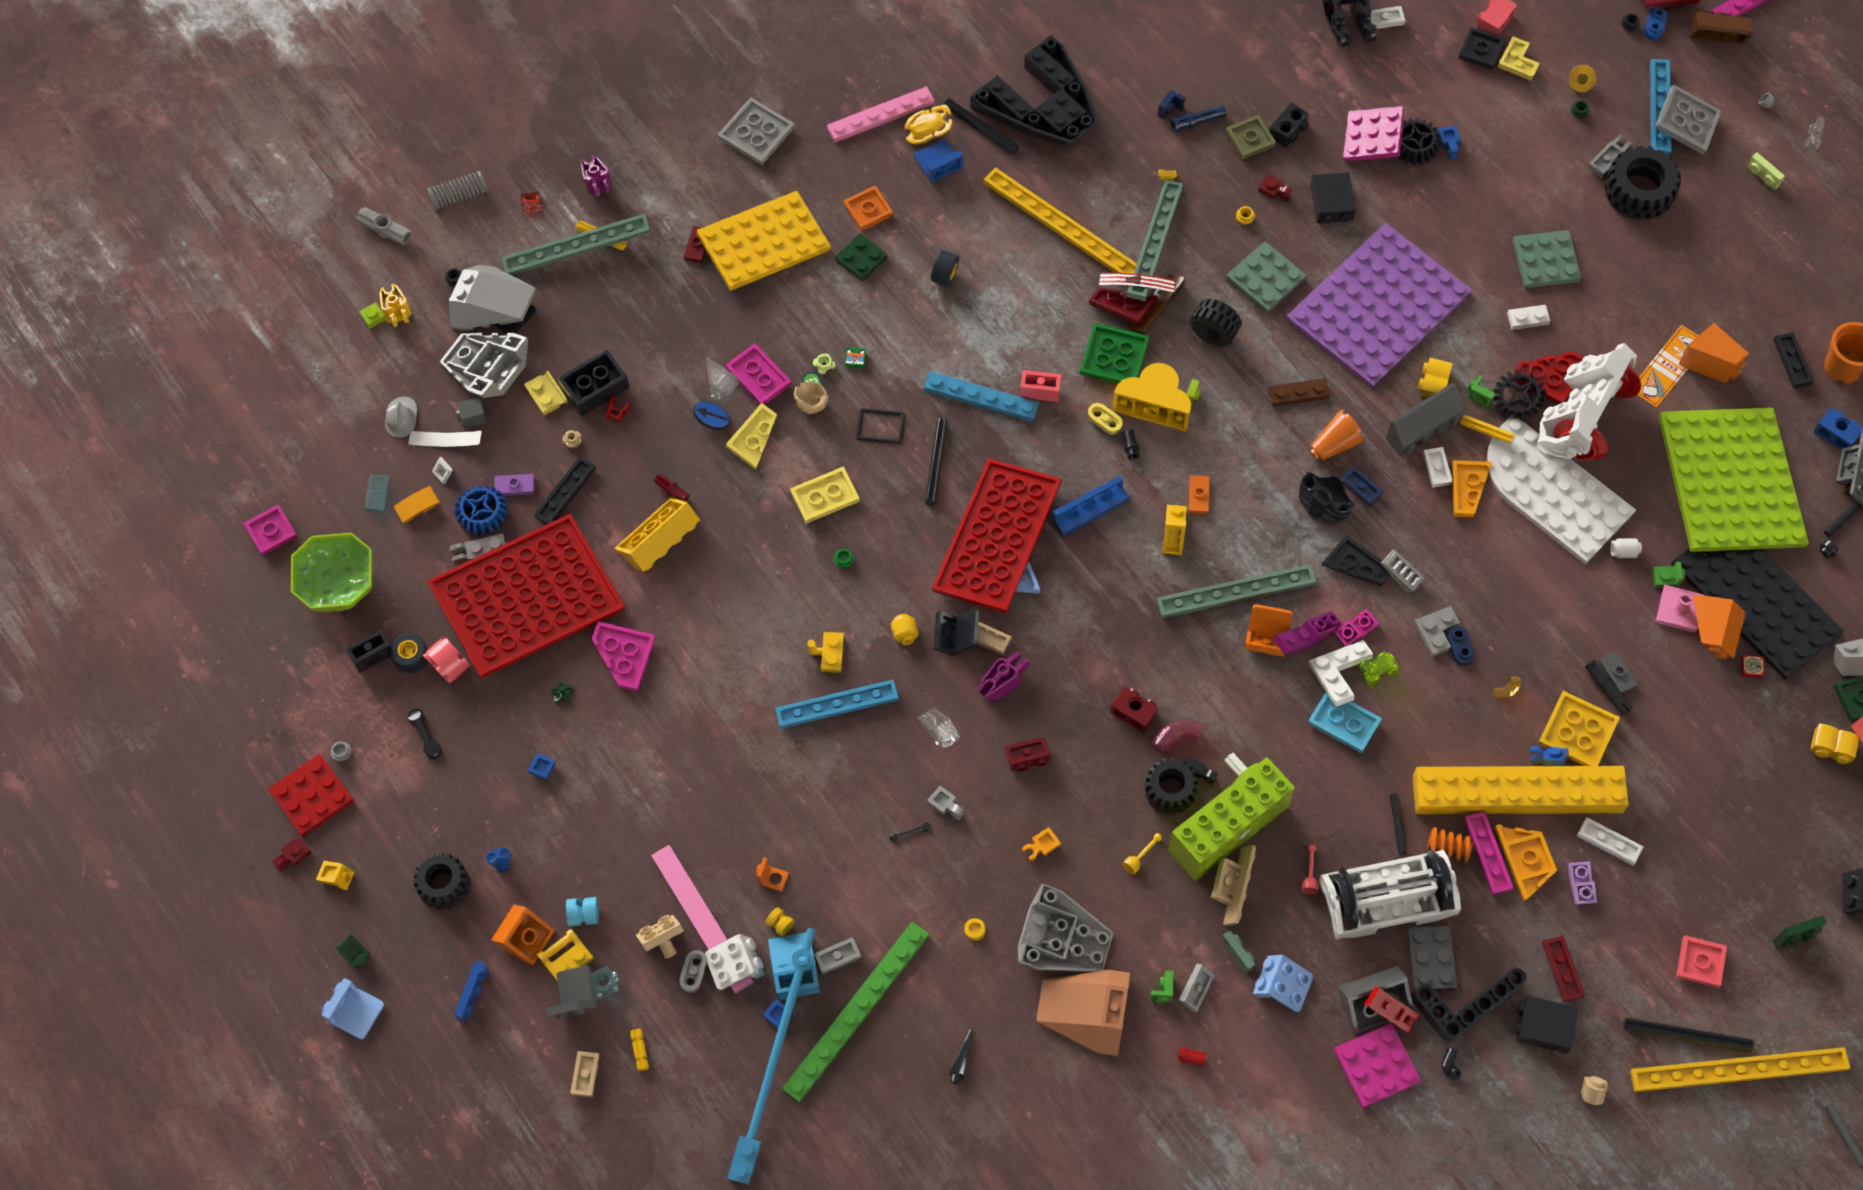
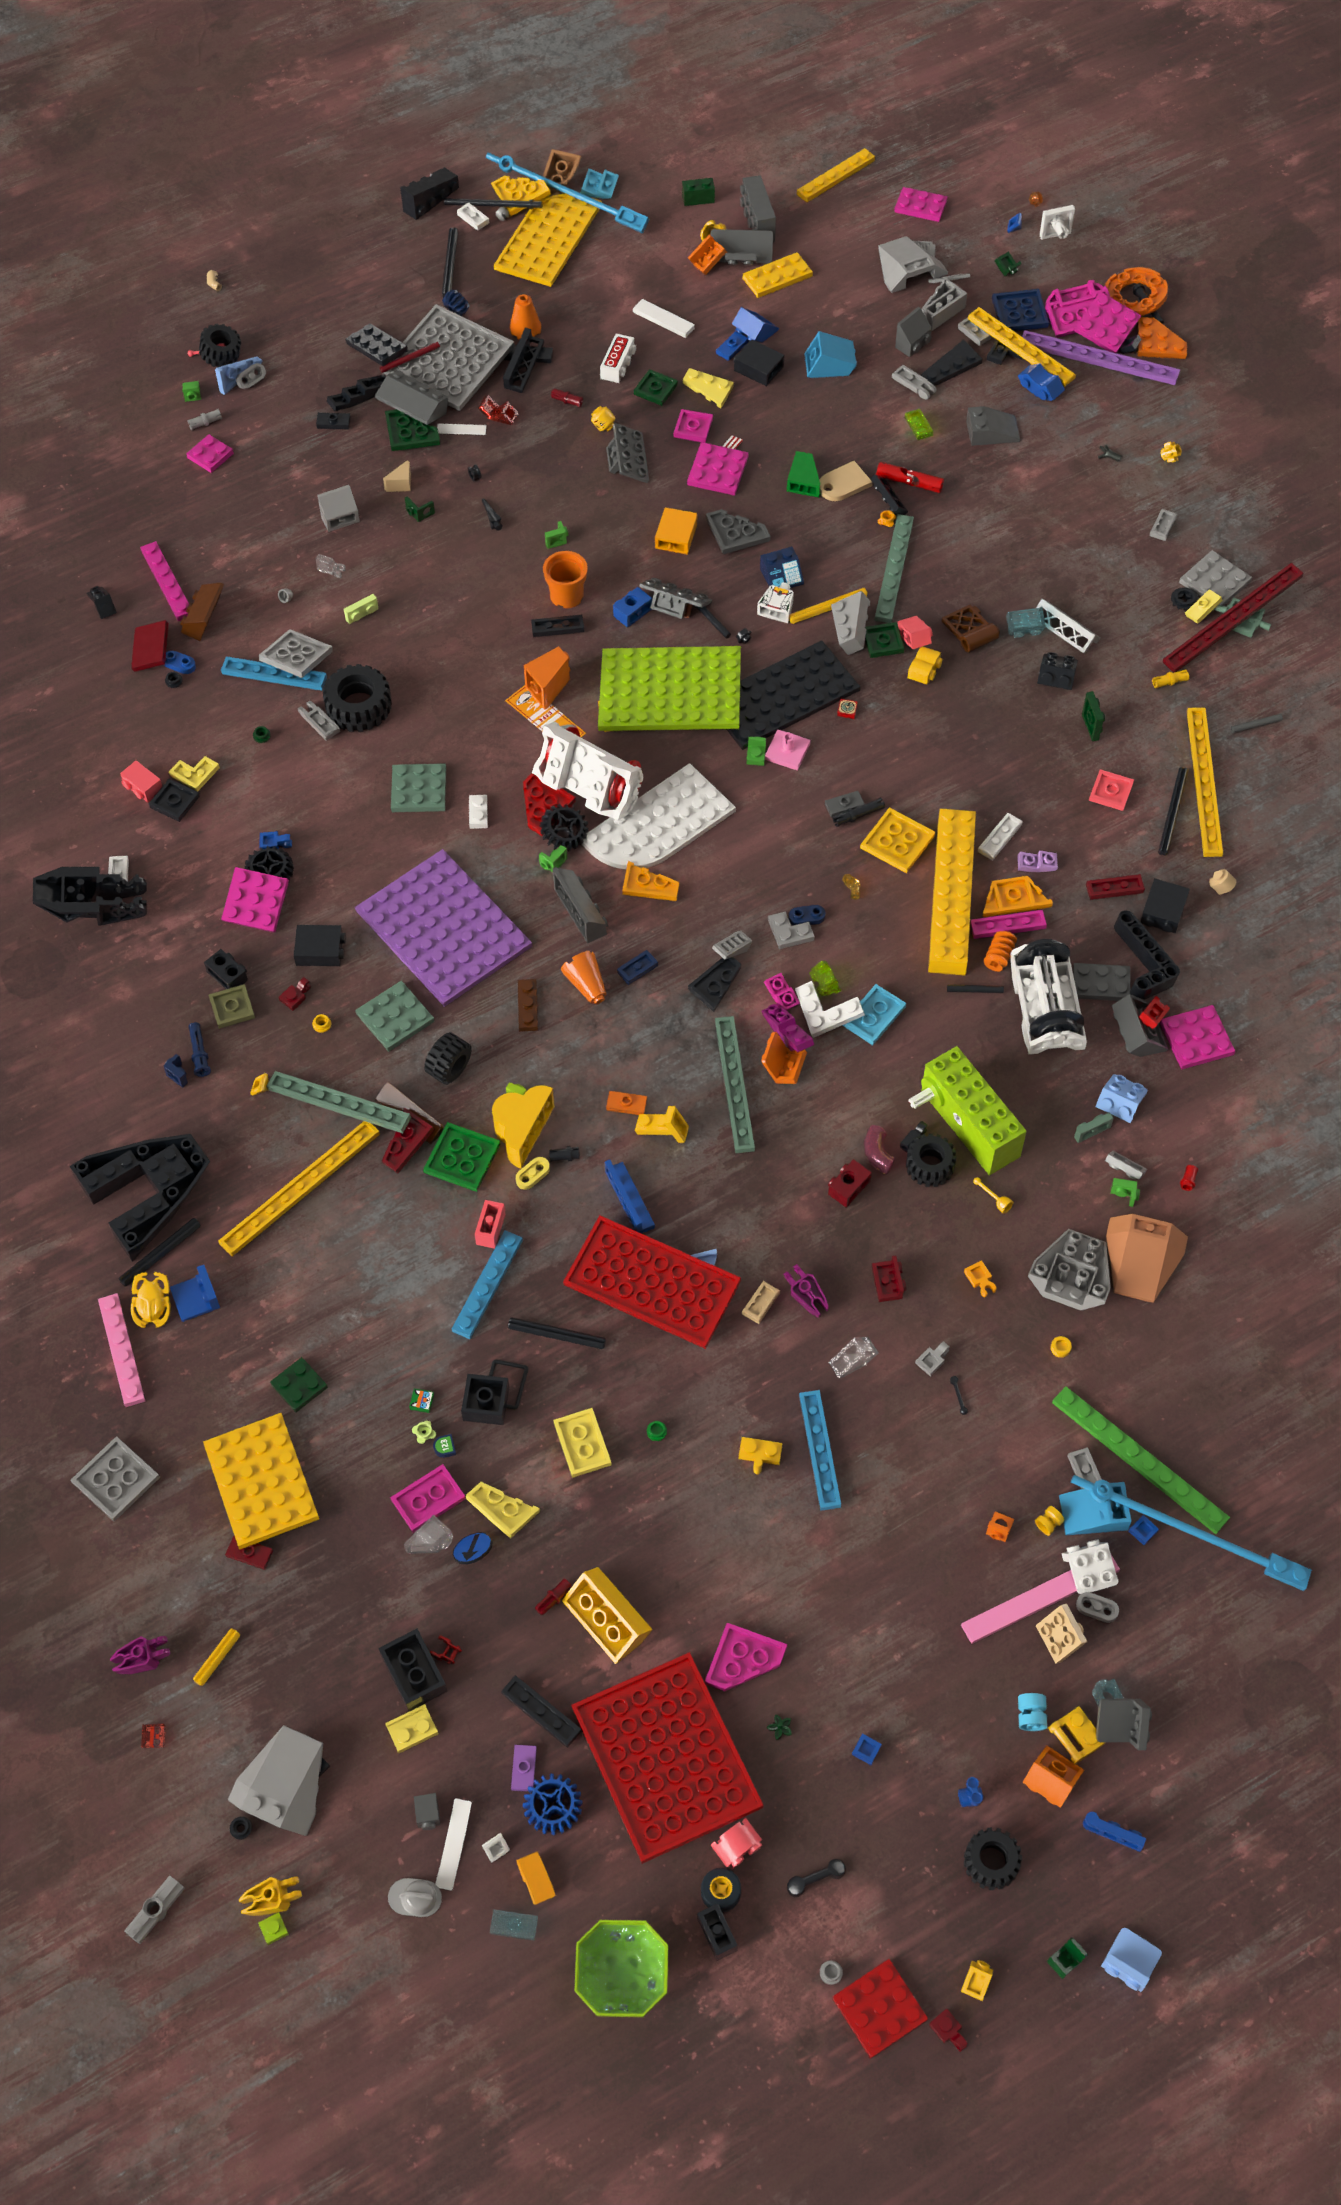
camera: 85 degrees left, 5 degrees down
(270, 530) = (545, 2054): dark pink plate -> none
(476, 548) = (598, 1807): light grey hinge -> none
(479, 179) = (137, 1844): light grey piece -> none
(486, 362) = (363, 1793): light grey wedge -> none
(572, 443) = (475, 1707): tan plate -> none
(576, 245) = (229, 1682): sand green plate -> none
(585, 1074) = (1202, 1719): tan plate -> none
(639, 1050) = (1176, 1665): yellow axle -> none
(811, 397) = (468, 1443): tan hair -> none
(857, 405) = (485, 1399): none -> black brick
(868, 208) = (239, 1372): orange tile -> none
(904, 629) = (744, 1378): yellow head -> none
(944, 268) = (335, 1299): black wheel -> none
(956, 633) = (755, 1326): black bracket -> none
(958, 1067) = (1196, 1372): black piece -> none
(1137, 280) = (387, 1121): sticker -> none
(1232, 883) = (1038, 1123): tan bracket -> none
(1310, 884) = (1030, 1062): coral hinge -> none
(1325, 497) = (655, 995): black piece -> none
(1435, 377) = (534, 891): yellow brick -> none
(1437, 467) = (626, 904): white plate -> none
(1448, 1065) = (1198, 984): black arm -> none
(1487, 429) = (595, 857): yellow axle -> none
(1551, 757) = (923, 860): blue plate -> none
(1582, 78) = (230, 725): yellow plate -> none
(1625, 548) = (727, 776): white brick -> none
(1719, 624) = (814, 719): orange slope -> none

